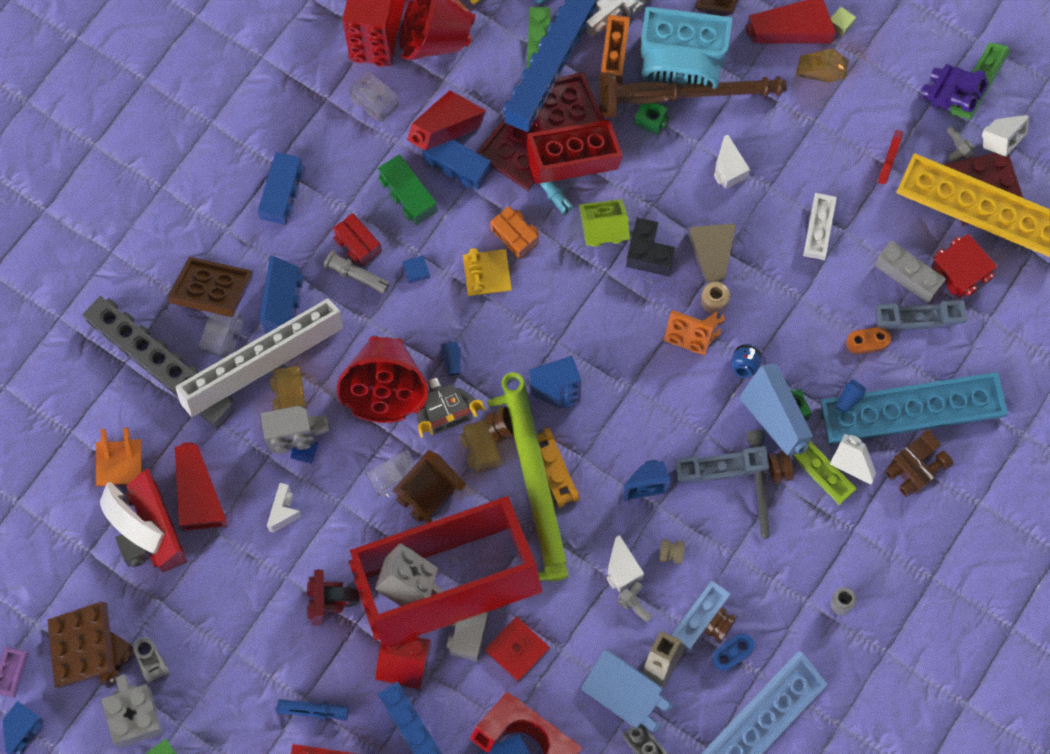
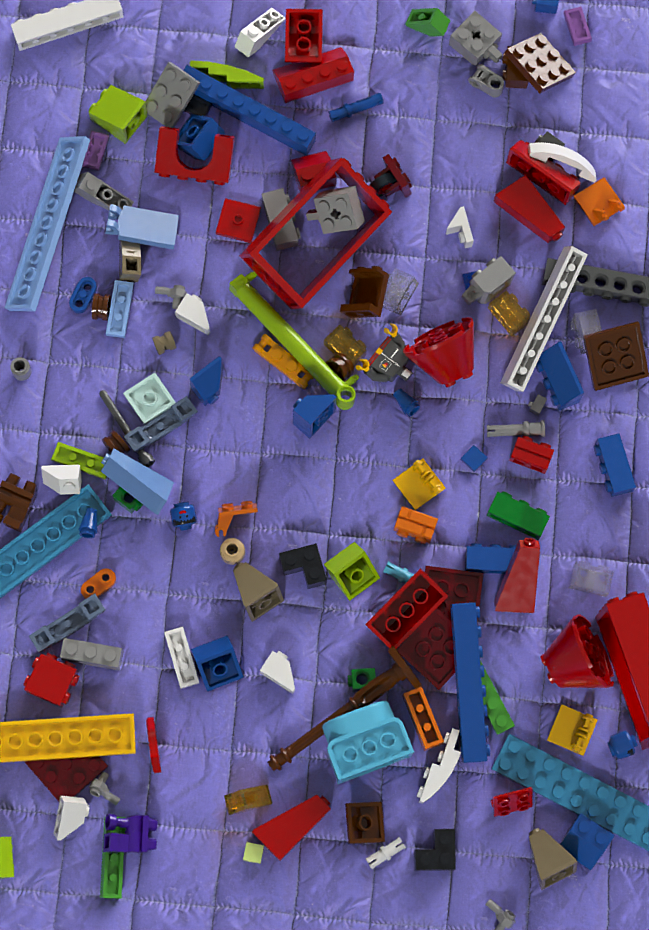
camera: 145 degrees right, 5 degrees up
(318, 287) = (538, 404): none -> flat silver piece
(718, 500) = (149, 398): none -> light aqua plate
(787, 204) = (217, 663): none -> blue slope

